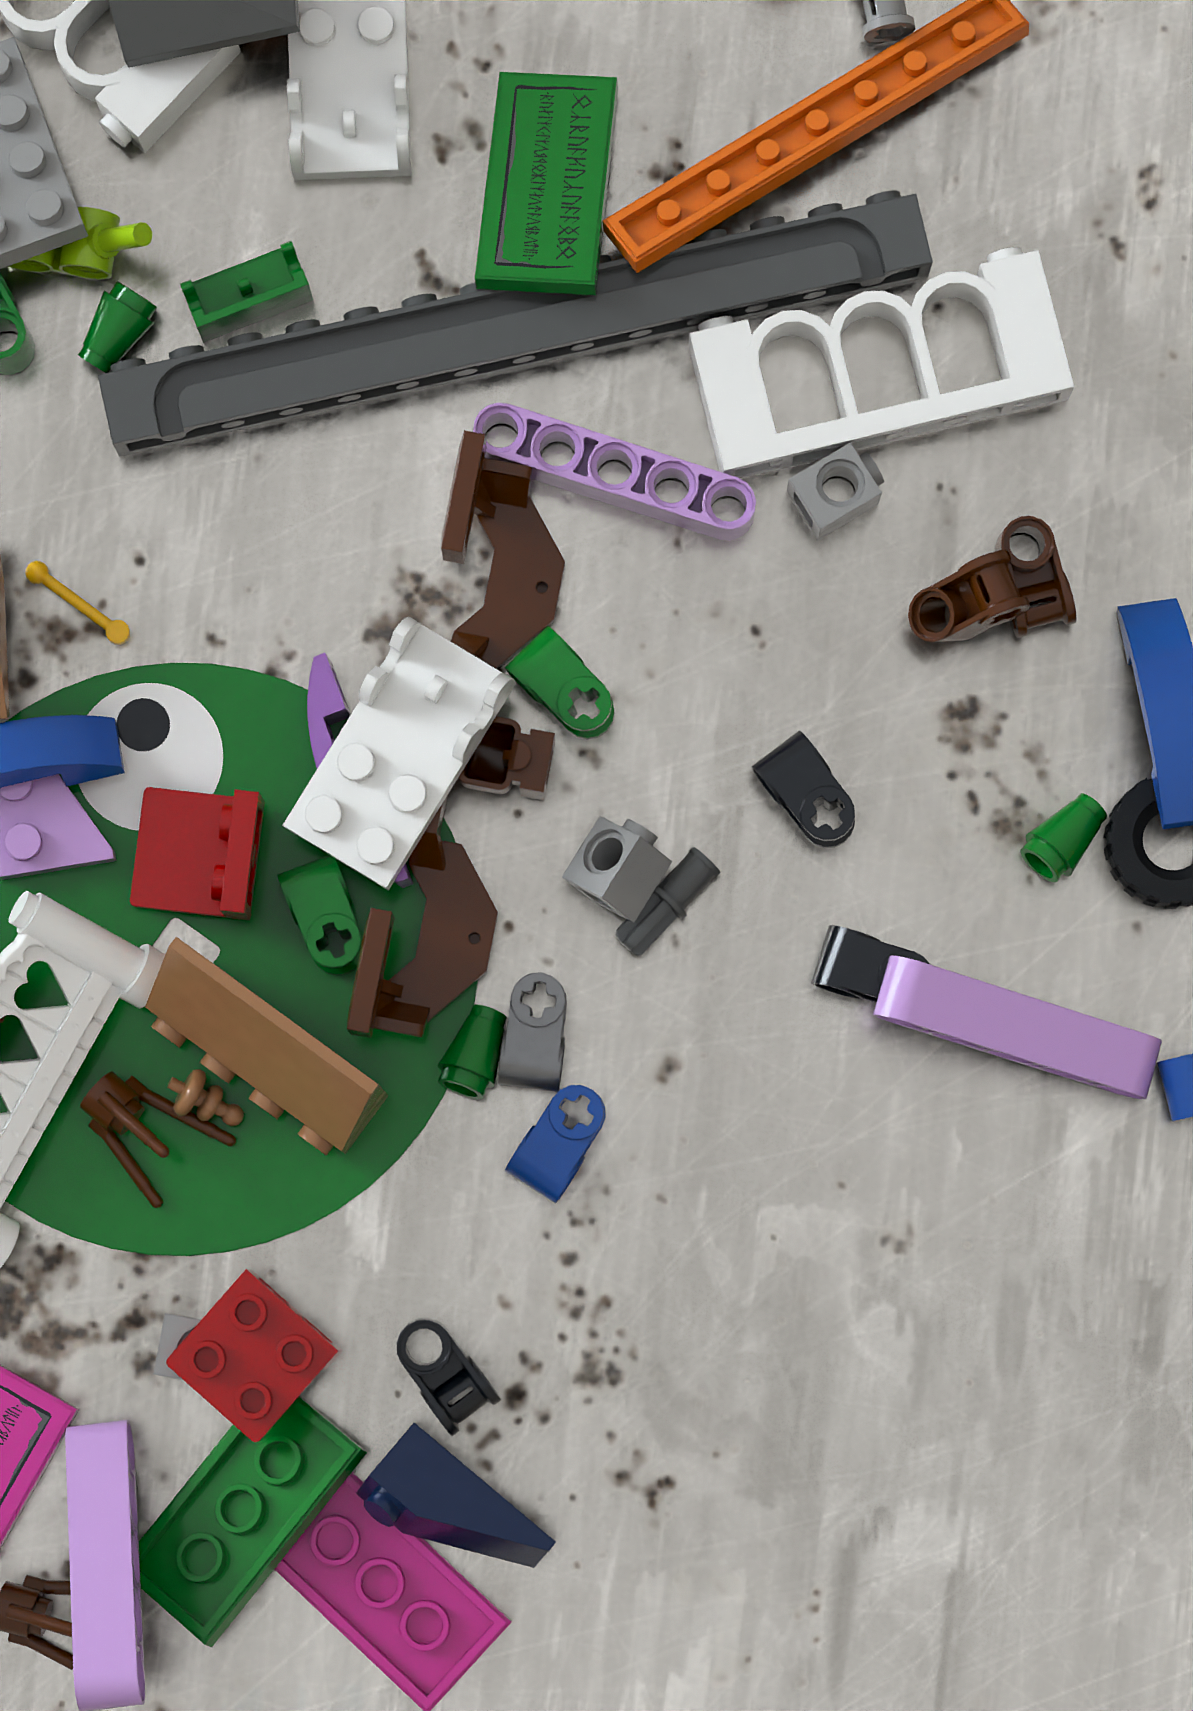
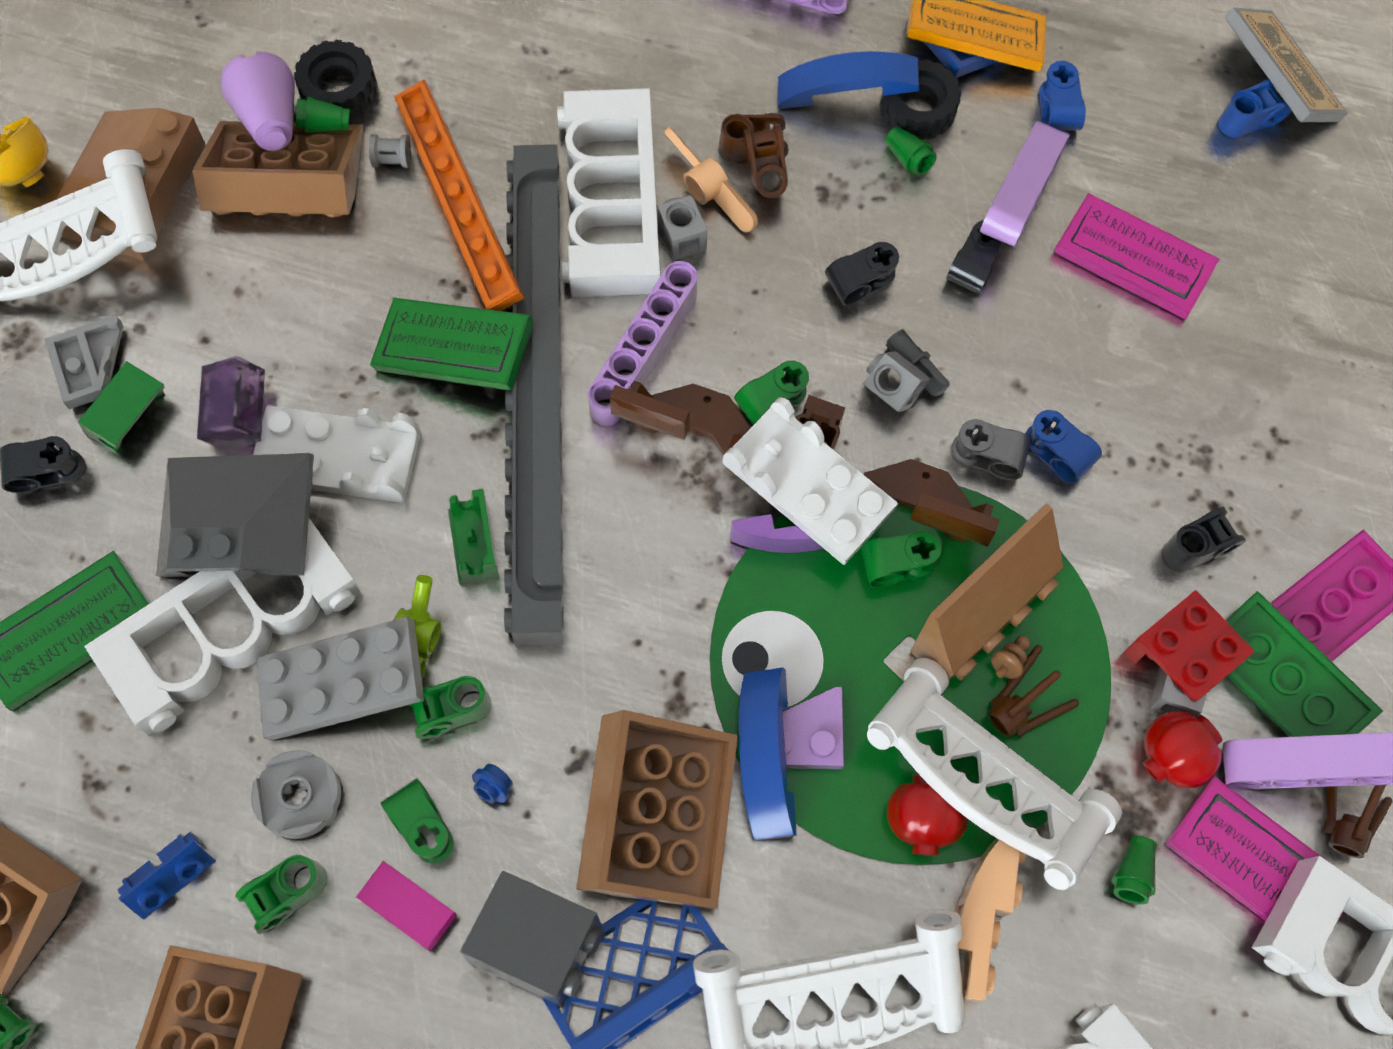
camera: 85 degrees left, 15 degrees down
(104, 1357) = (1182, 749): none -> red plant
(116, 326) = (477, 624): green cone -> none
(116, 631) = (684, 665): yellow hinge -> none
(197, 852) = (848, 627): red bracket -> none
(443, 1501) = (1283, 557): dark blue slope -> none
(474, 1054) = (1000, 487): green cone -> none
(934, 512) = (710, 182): none -> light nougat piece
(943, 1235) = (1136, 255): none -> dark pink tile

